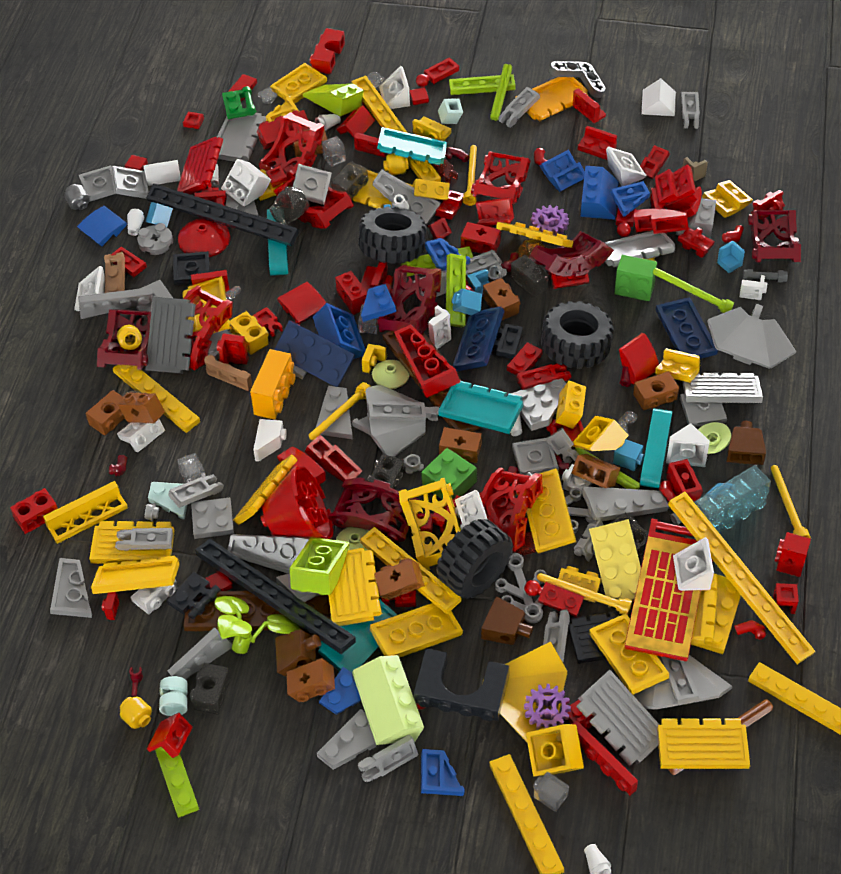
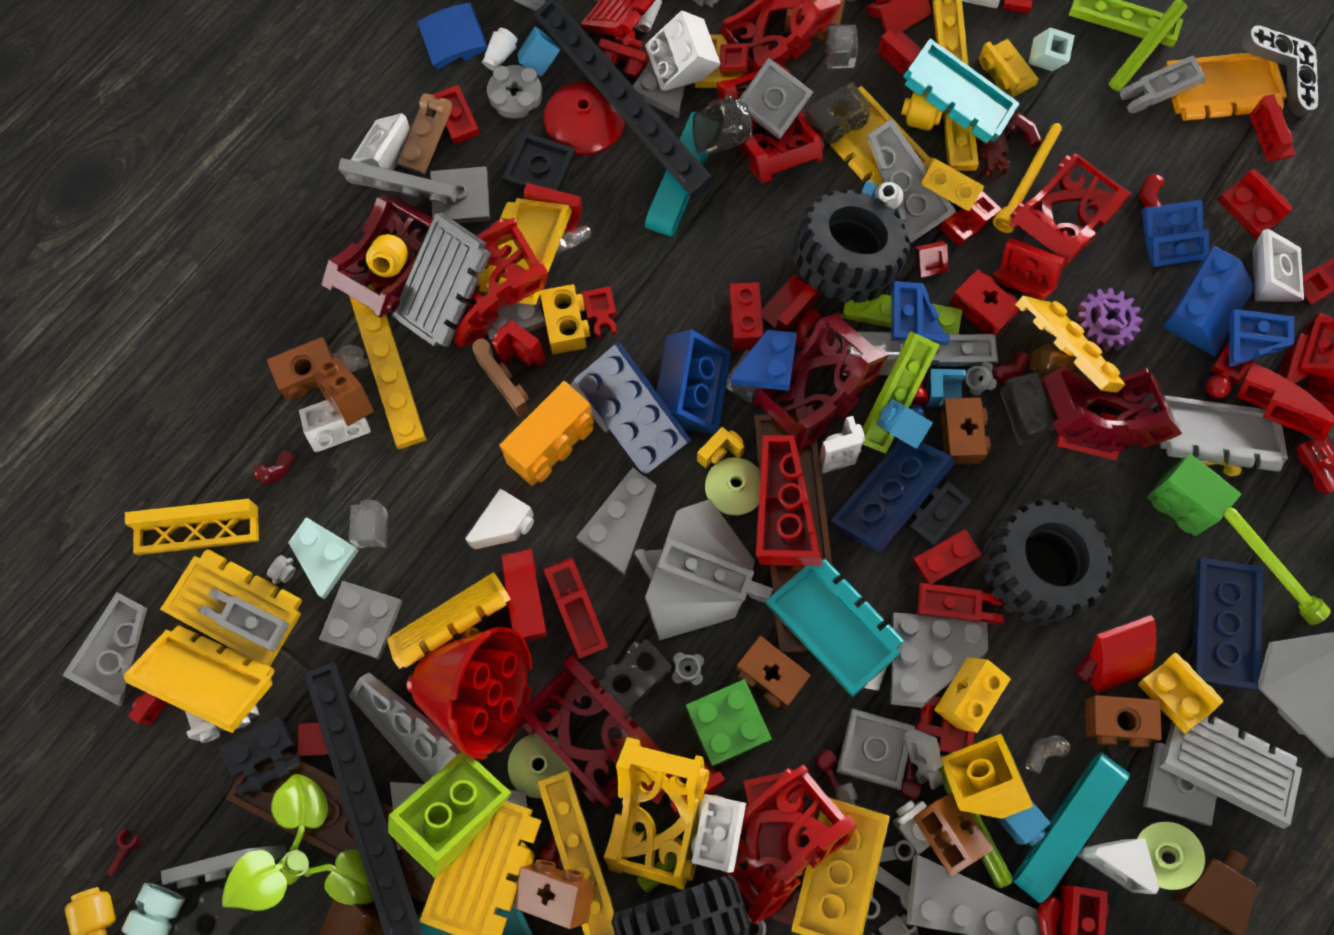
camera: 25 degrees right, 20 degrees up
(31, 510) = (126, 494): red brick -> none
(195, 490) = (352, 567): light grey hinge -> none
(302, 302) = (667, 299): red slope -> none
(359, 394) = (675, 501): yellow piece -> none

